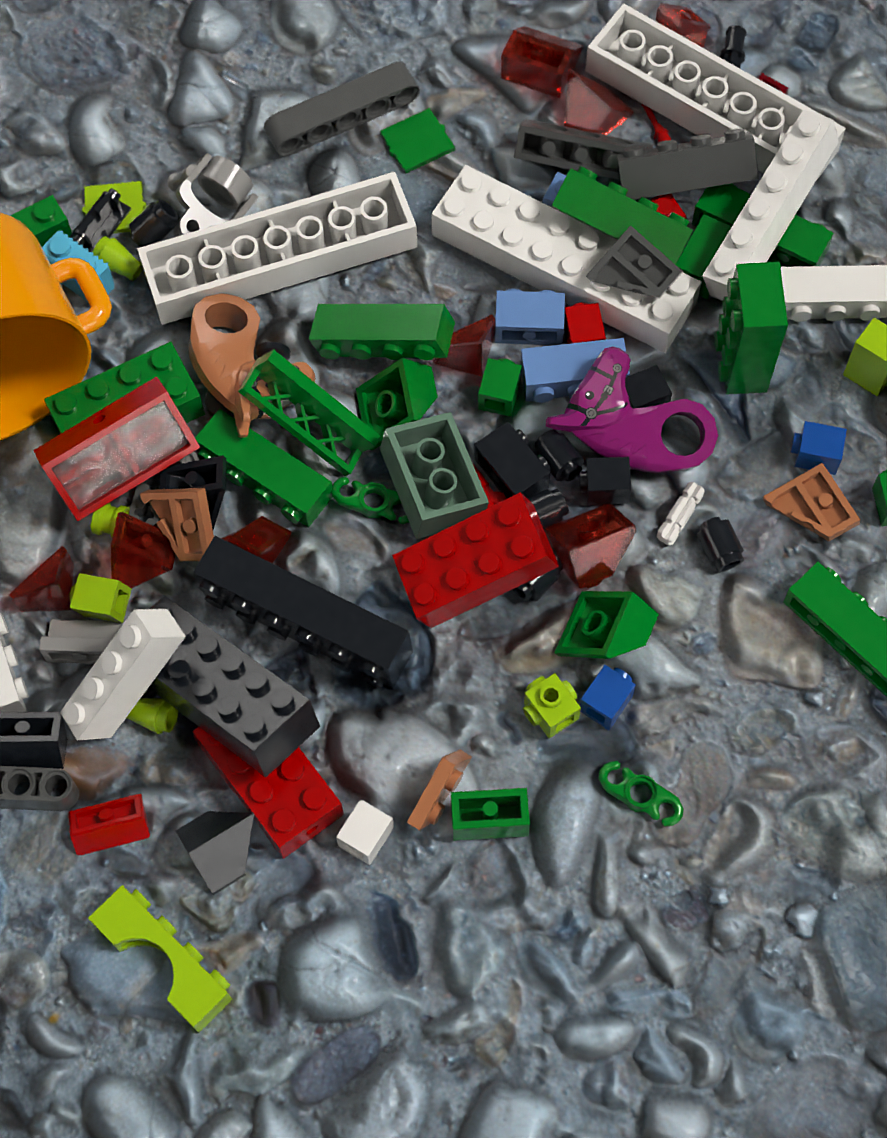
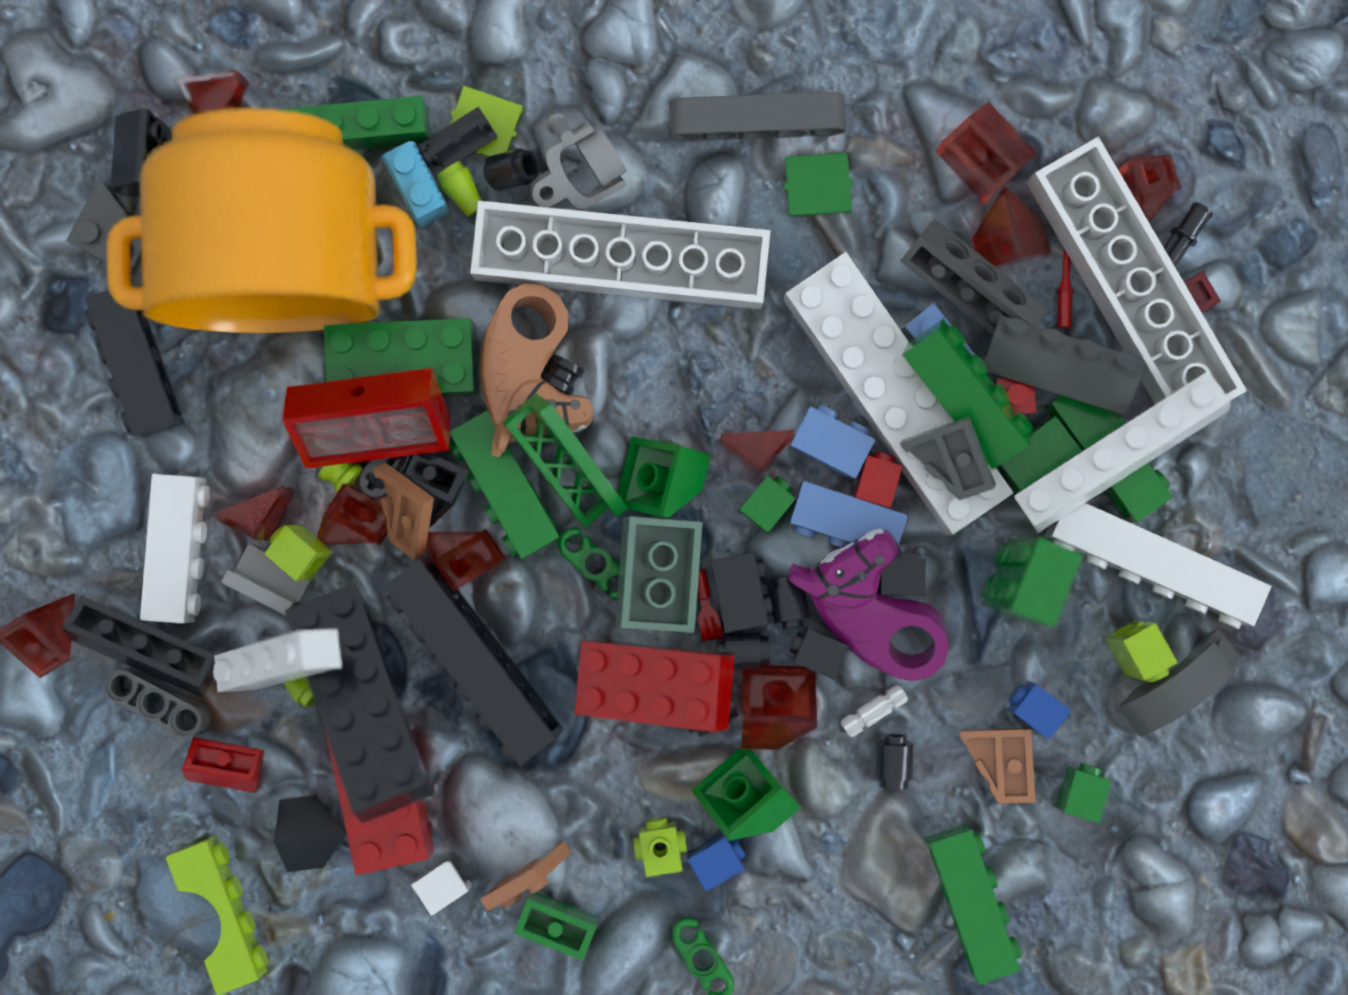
camera: 25 degrees right, 20 degrees up
(382, 331) = (678, 400): green brick -> none

